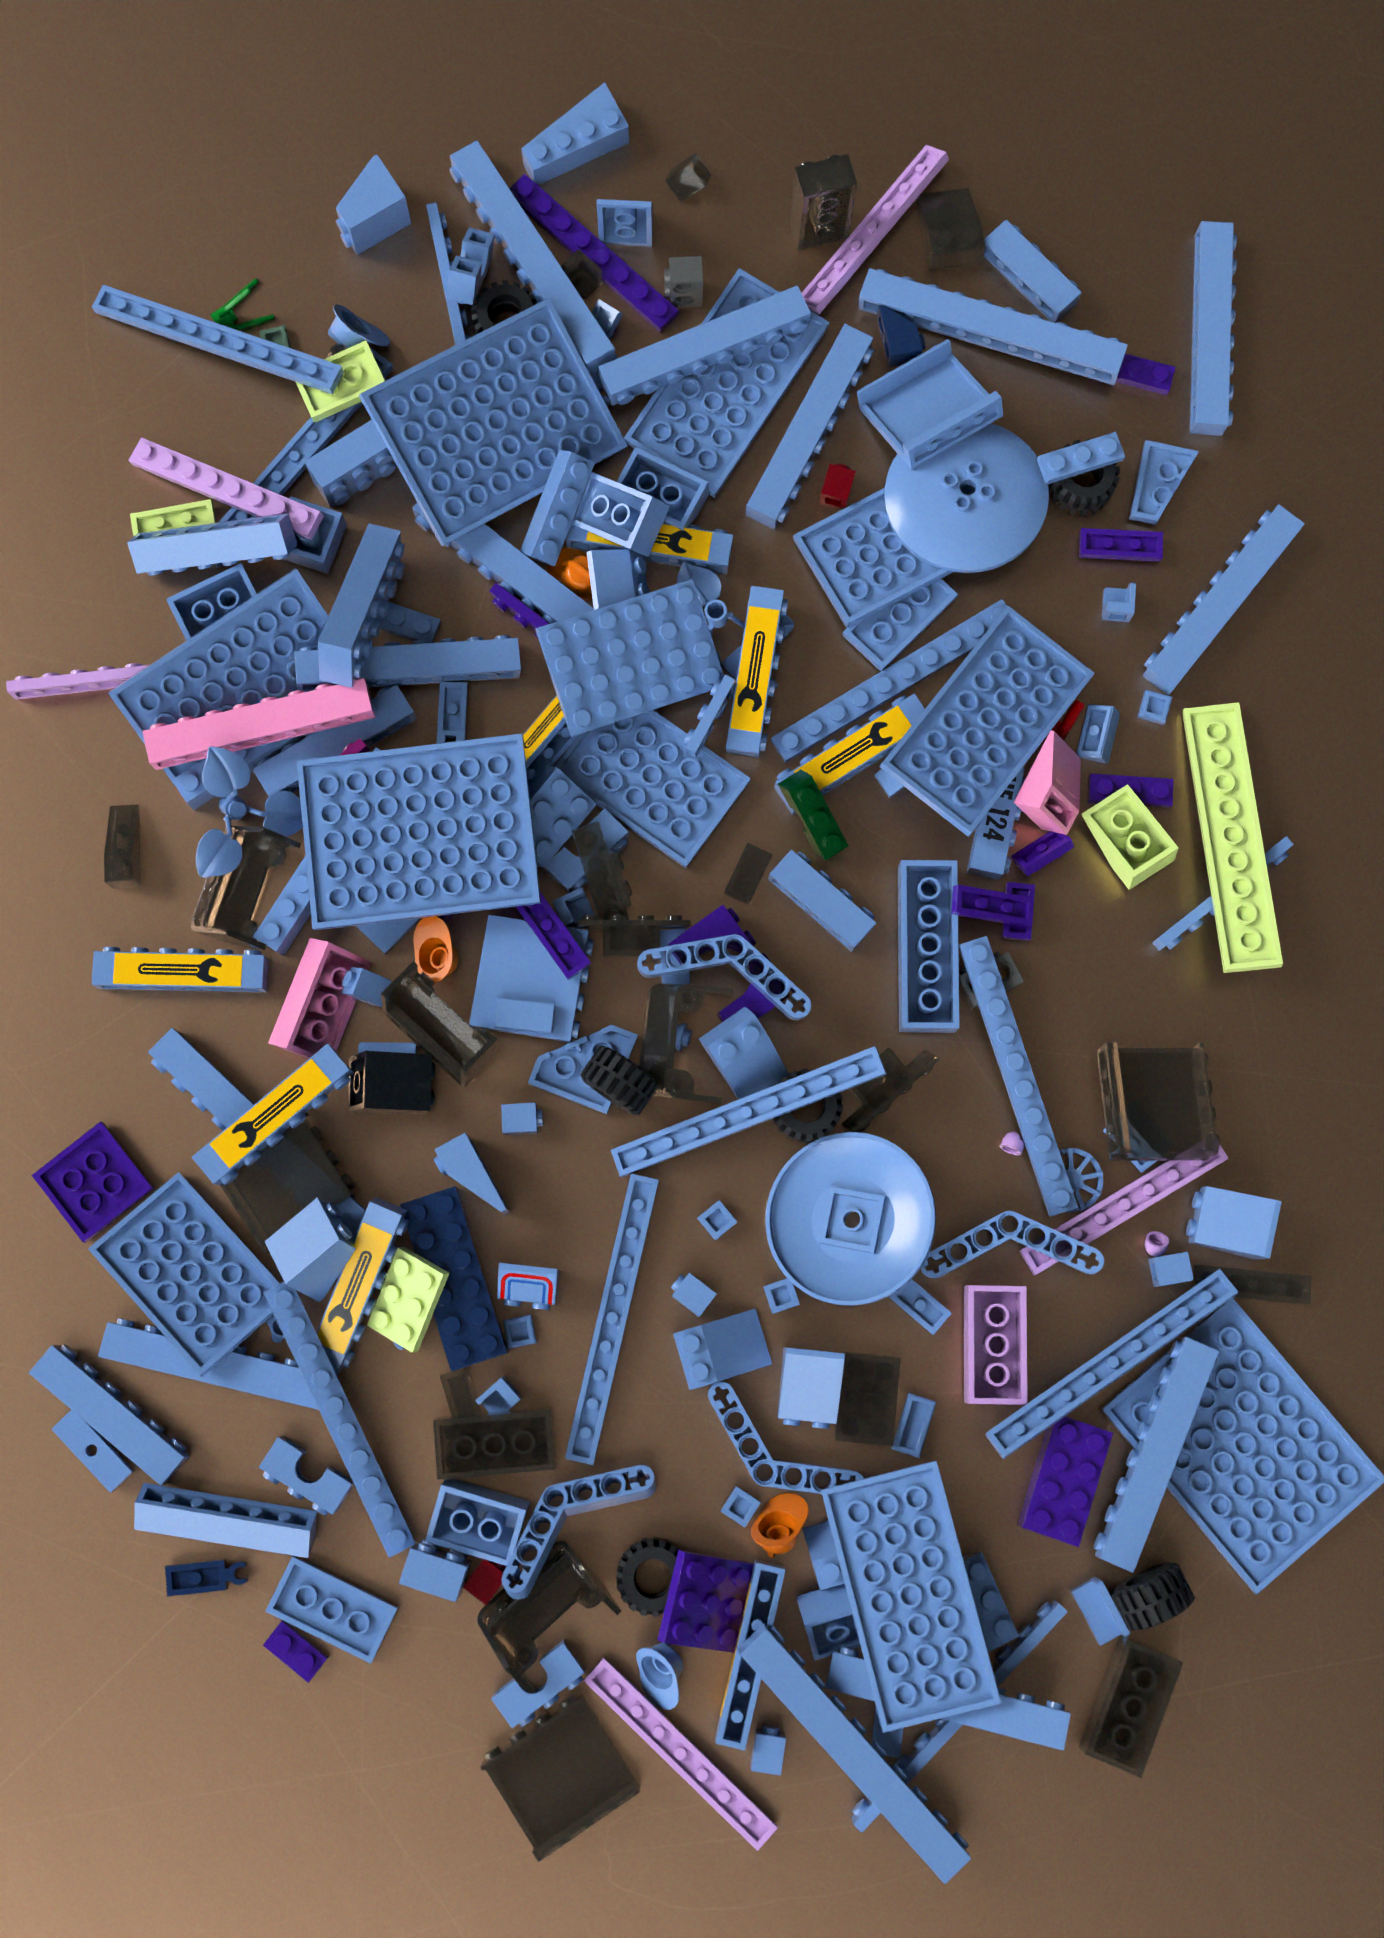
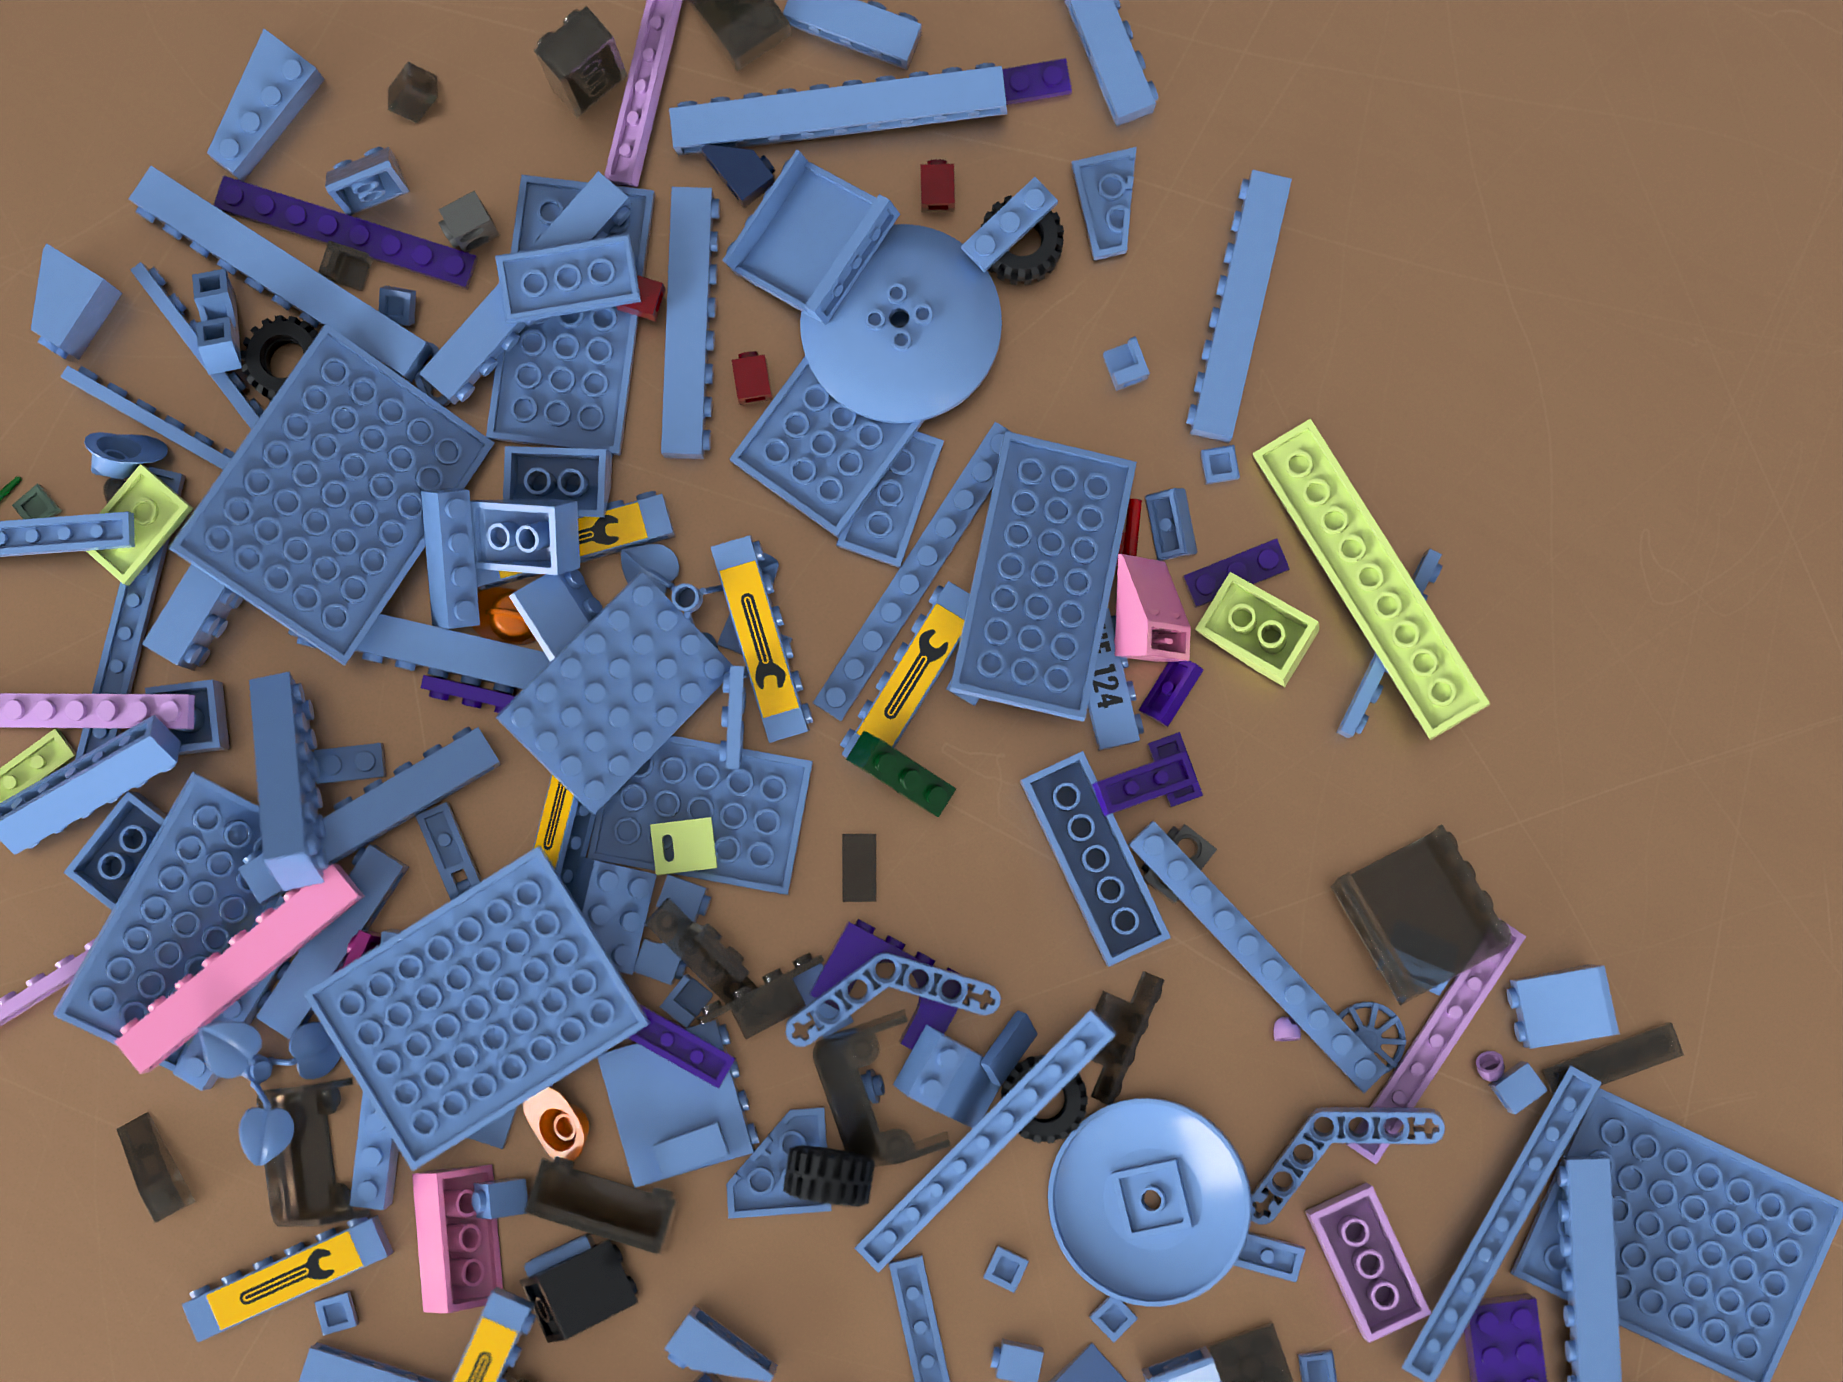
camera: 20 degrees left, 5 degrees up
(203, 1014) = (336, 1313): none -> medium blue plate
(383, 308) = (144, 414): none -> medium blue plate
(521, 1118) = (740, 1261): medium blue brick -> none
(633, 795) = (692, 846): none -> yellowish green piece
(739, 348) = (568, 278): none -> medium blue tile
(783, 387) = (651, 299): none -> dark red brick
(797, 1055) = (1009, 1048): none -> medium blue tile
(822, 900) = (955, 861): medium blue brick -> none
(1038, 413) = (937, 186): none -> dark red brick
(1120, 544) = (1098, 296): dark purple plate -> none

